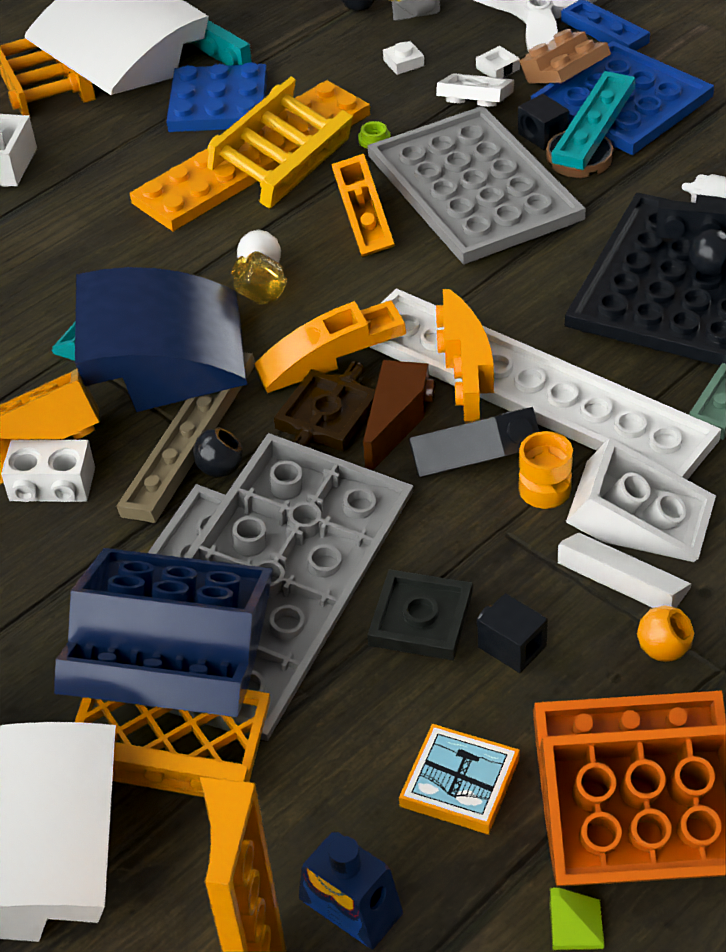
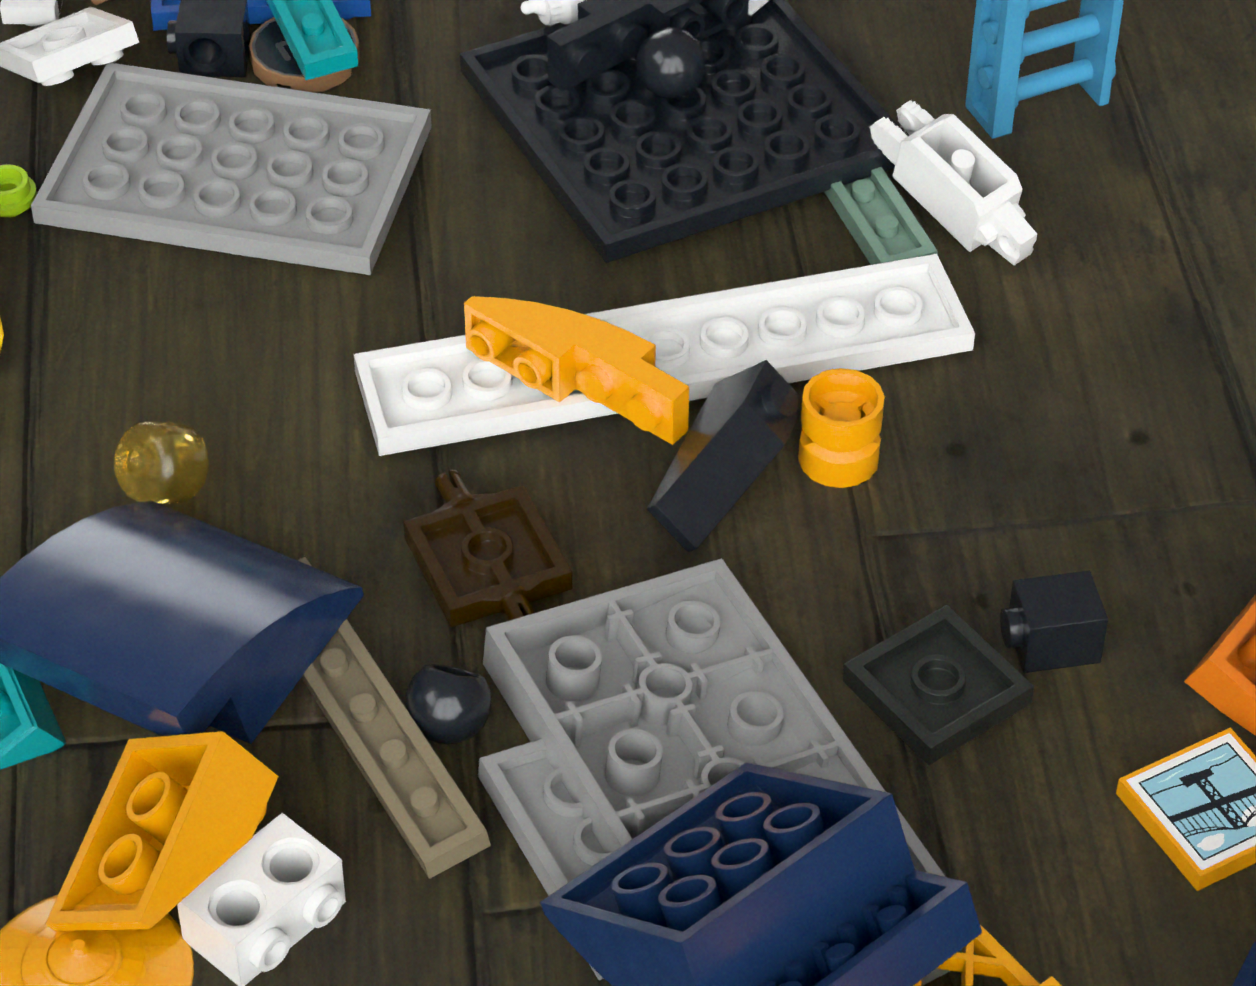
camera: 55 degrees left, 0 degrees up
(259, 241) = (95, 430): white piece -> none
(325, 339) = (386, 474): light orange slope -> none
(362, 205) = (149, 285): light orange slope -> none
(396, 407) = (568, 489): reddish brown slope -> none
(621, 572) = (1050, 478): white slope -> none
(640, 504) = (971, 394): white slope -> none
(665, 633) = (1190, 499): light orange piece -> none

